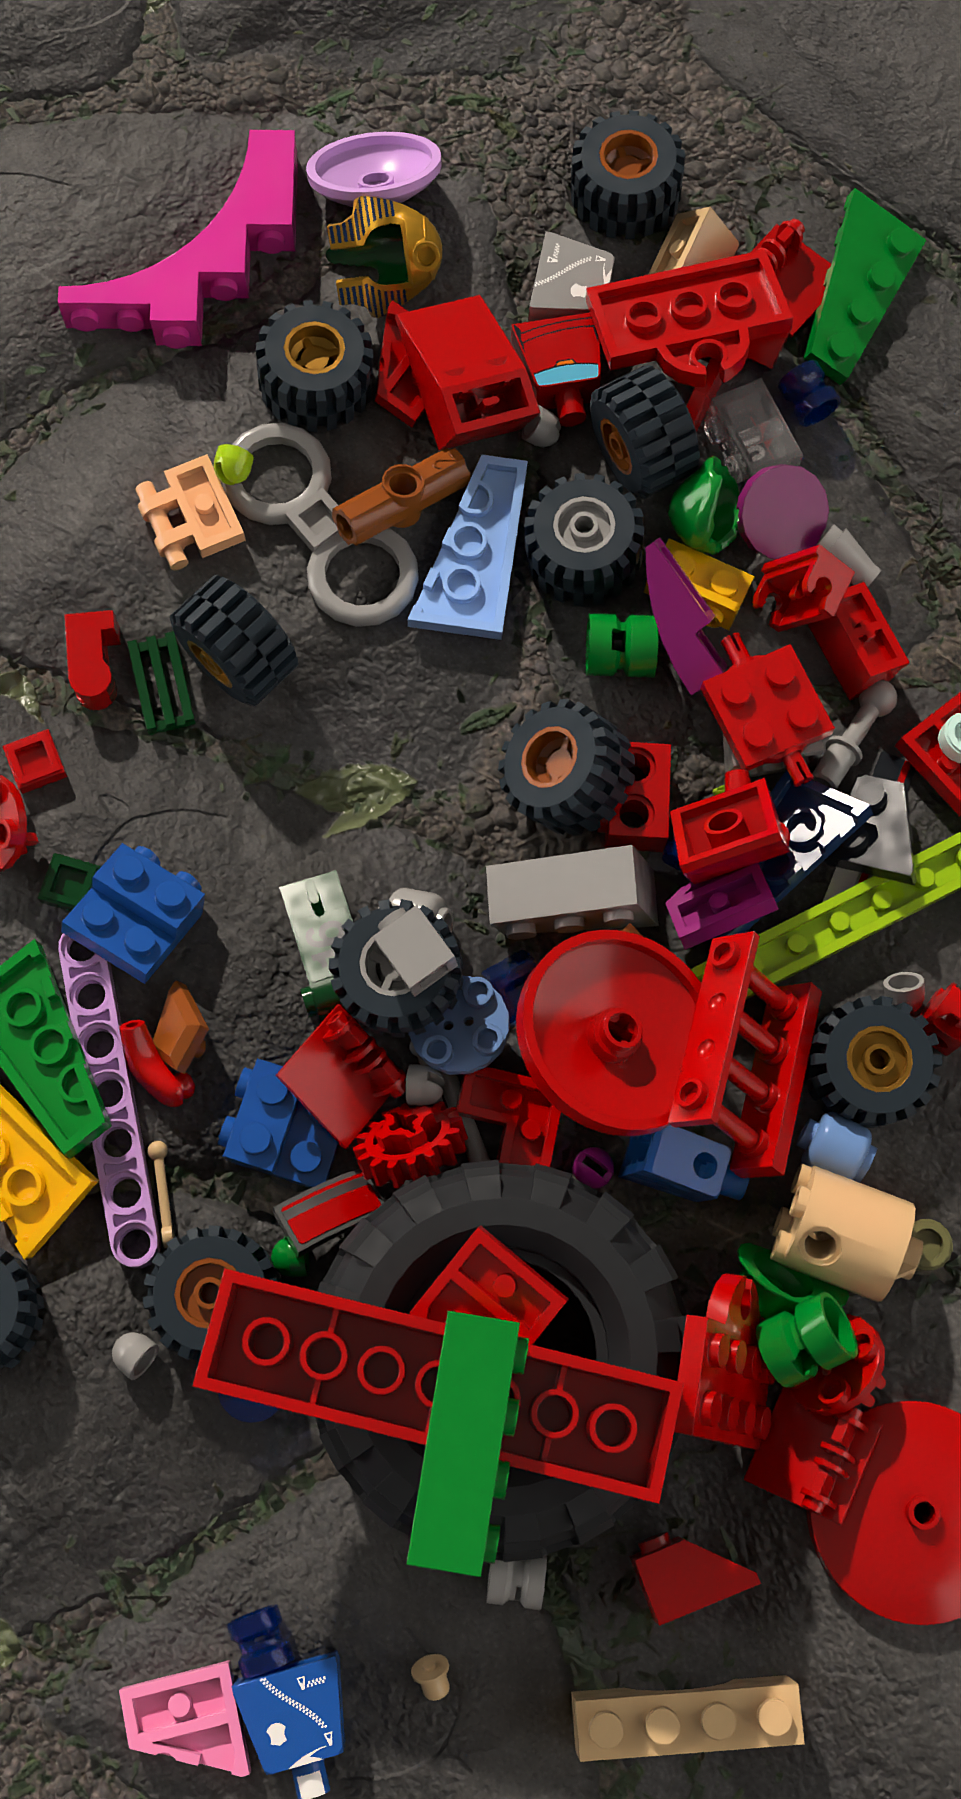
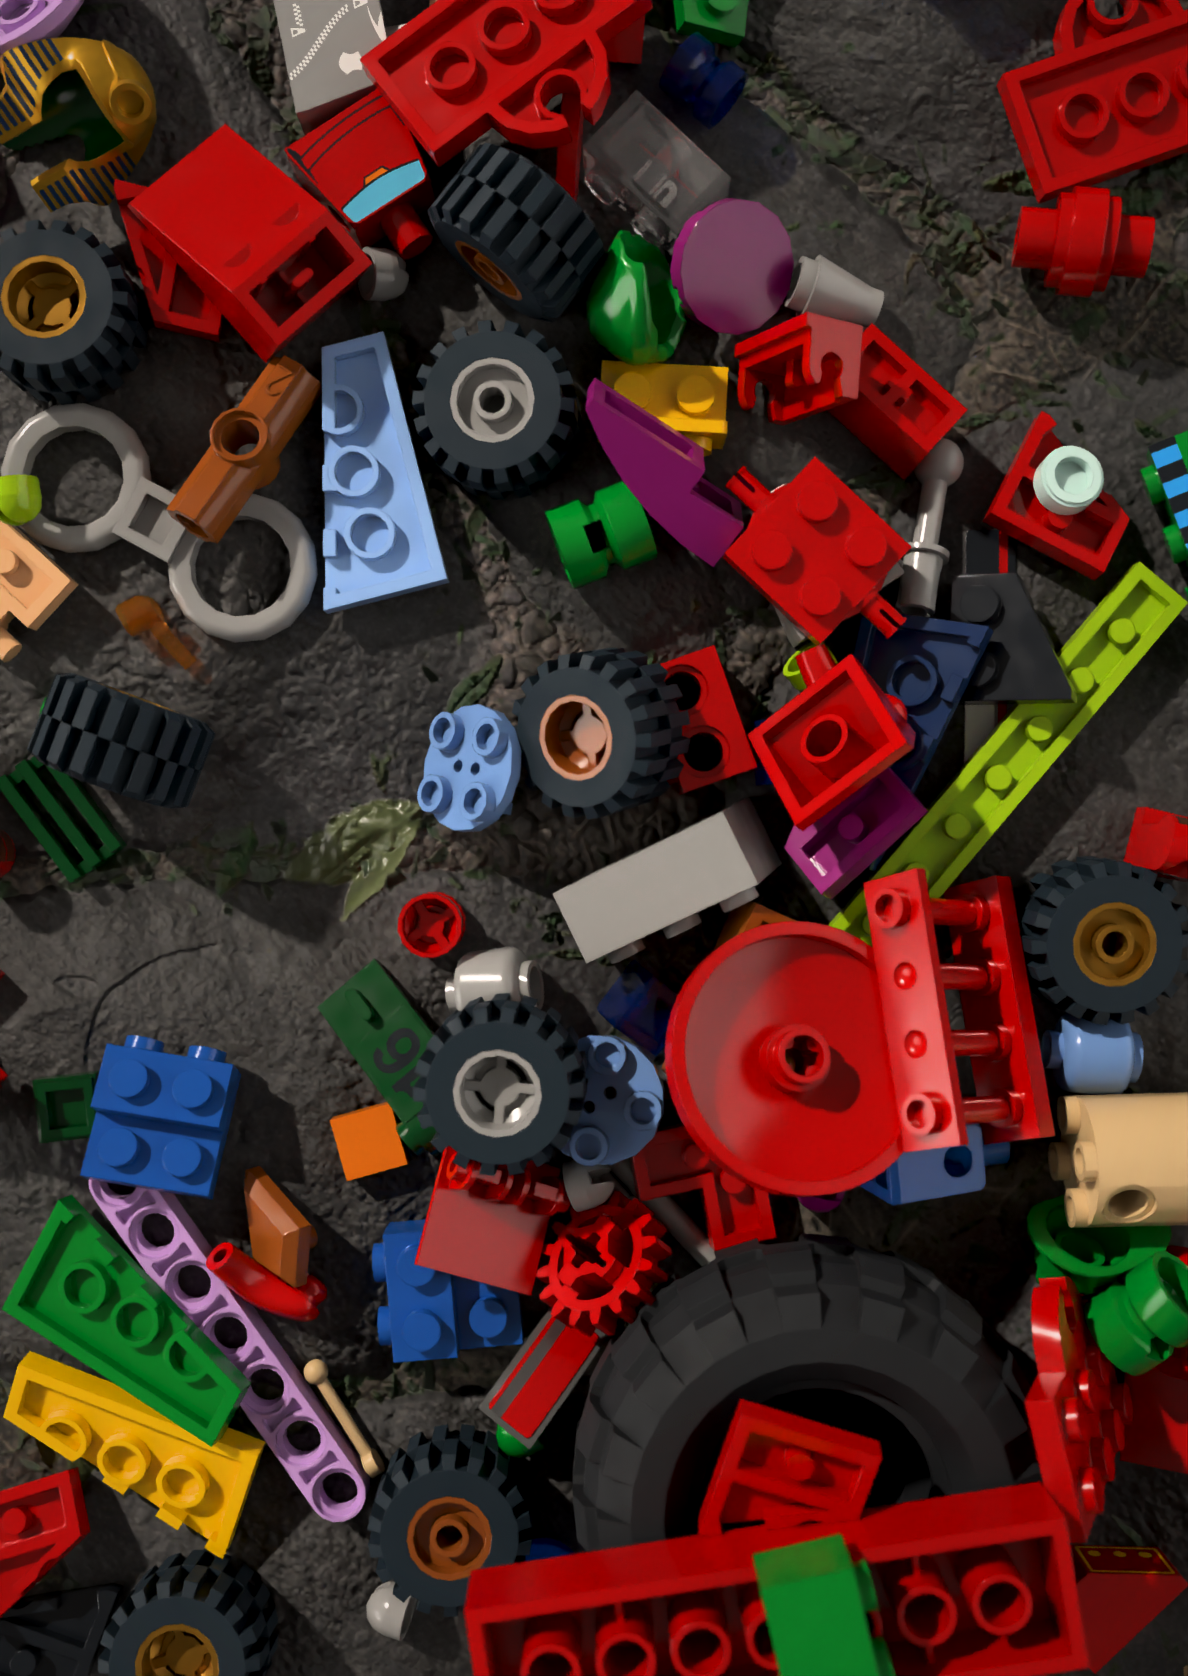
camera: 15 degrees left, 15 degrees up
(275, 996) = (369, 1141): none -> orange tile
(280, 575) = (145, 613): none -> clear orange hand
(389, 848) = (423, 928): none -> red wheel
(414, 948) = (517, 1081): light grey brick -> none
(464, 761) = (470, 768): none -> medium blue plate
(906, 988) = (1104, 829): light grey hinge -> none

